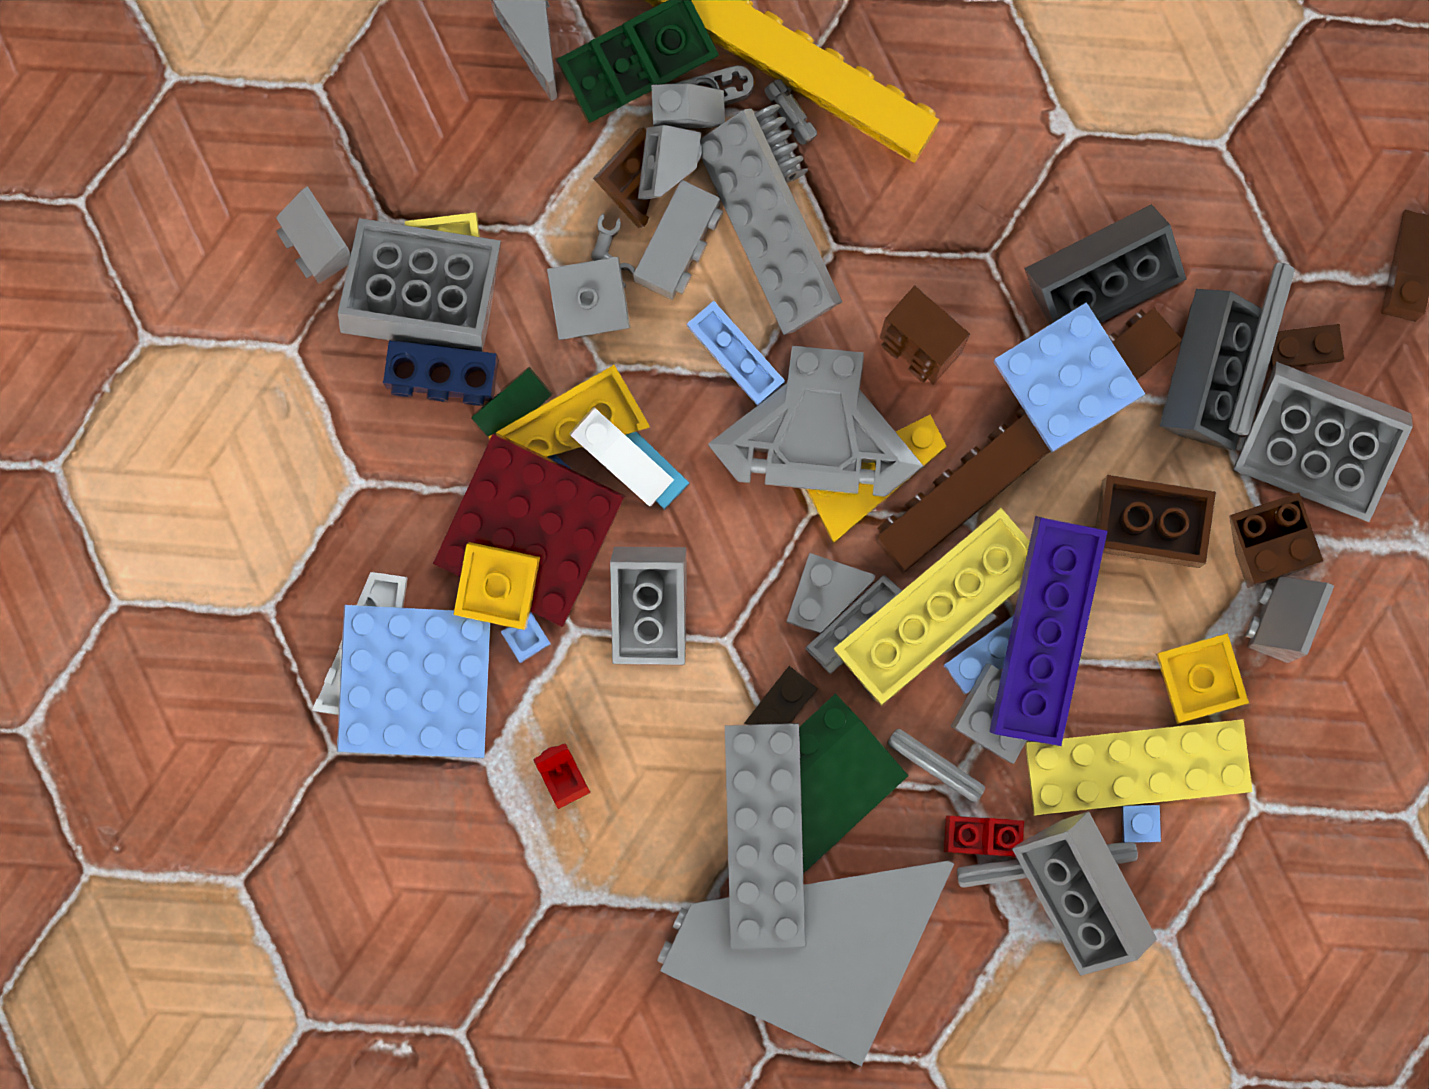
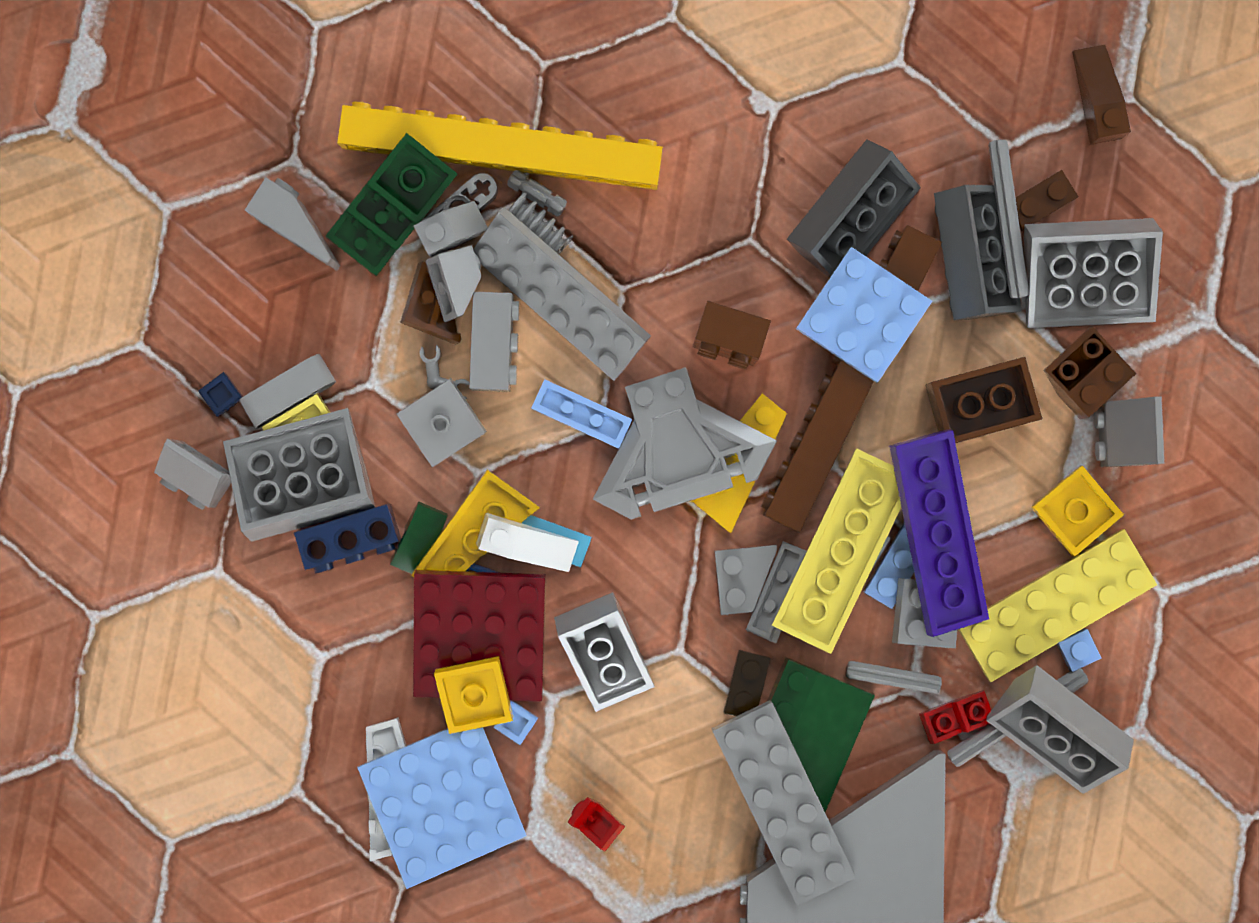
camera: 20 degrees left, 5 degrees up
(377, 172) = (220, 394): none -> dark blue tile
(447, 196) = (287, 390): none -> light grey beam

